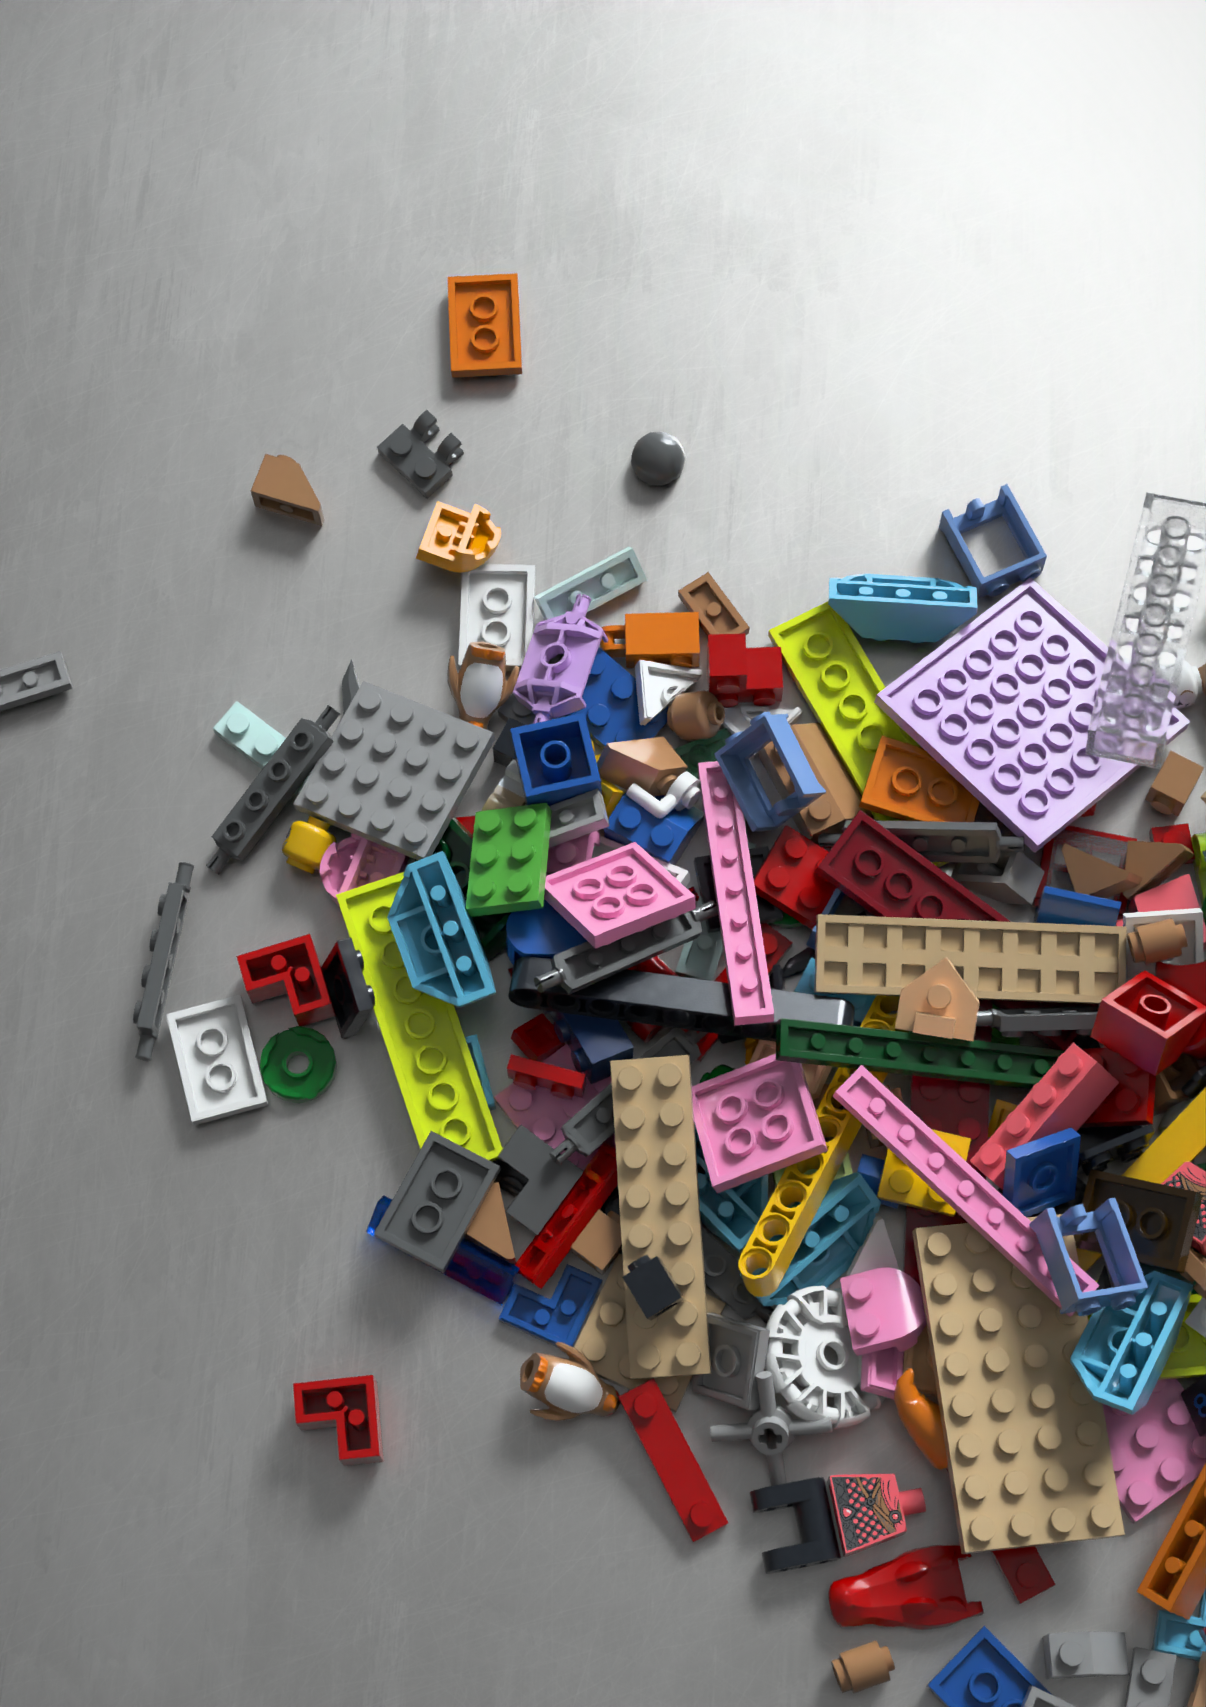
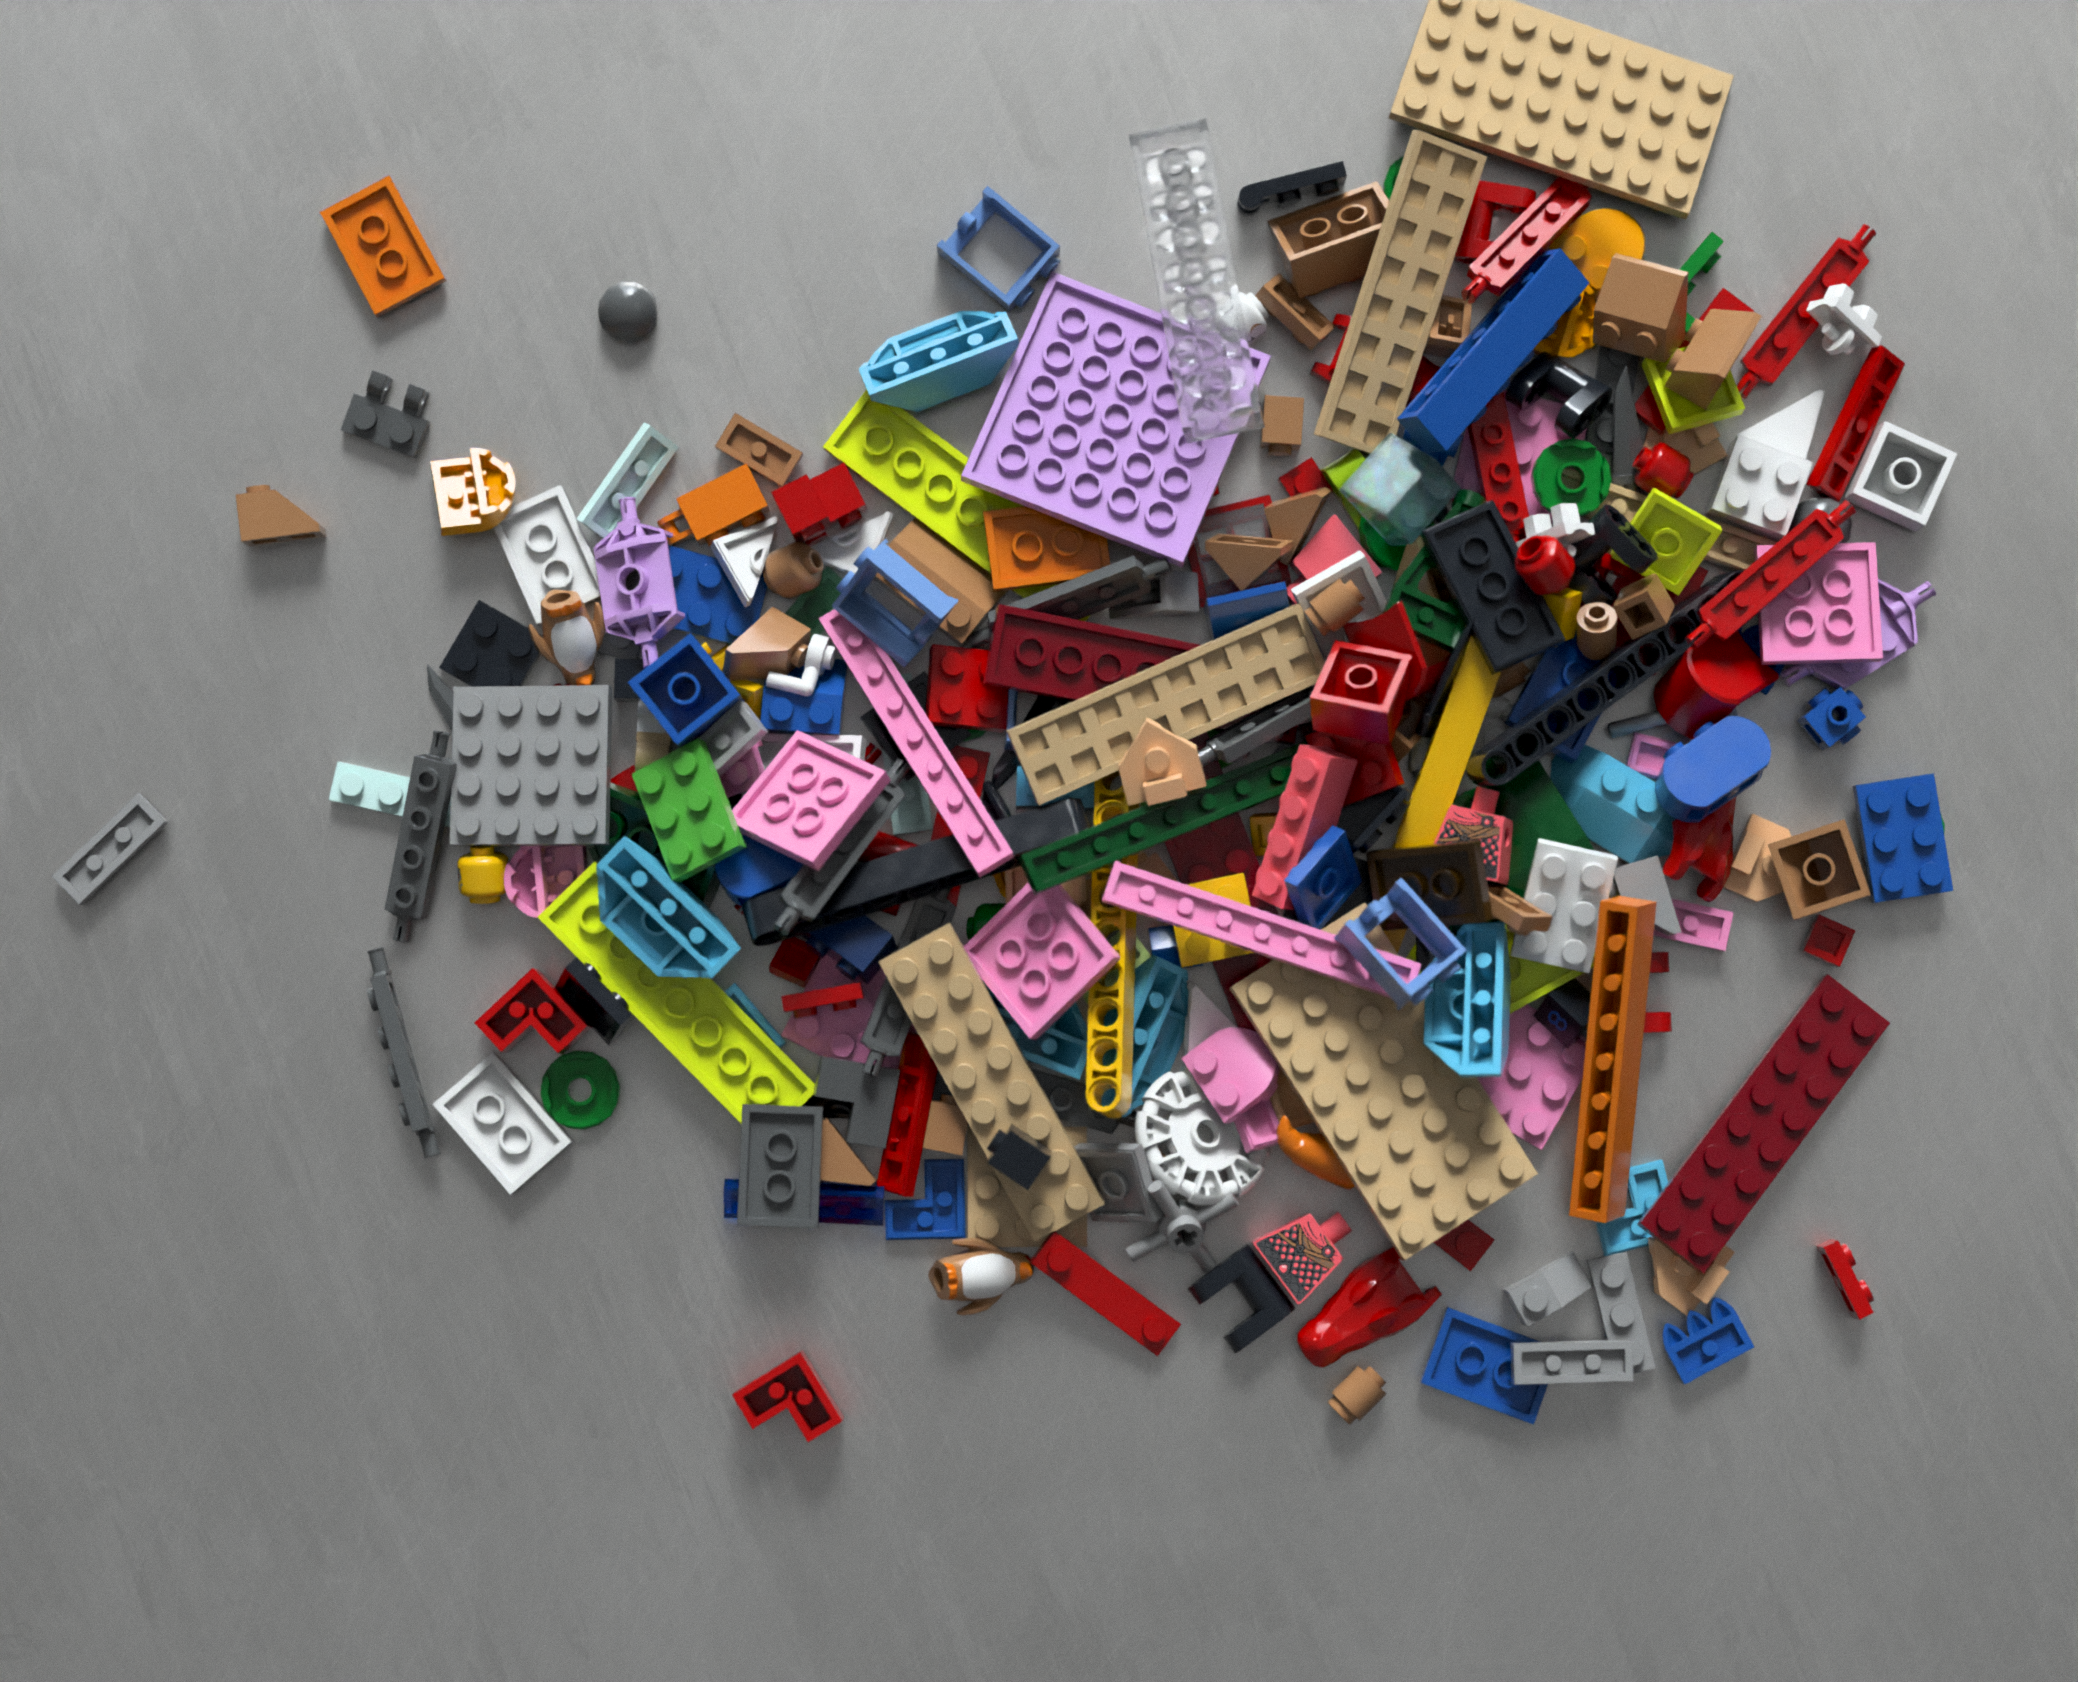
camera: 30 degrees left, 15 degrees up
(410, 669) = (491, 650): none -> black plate

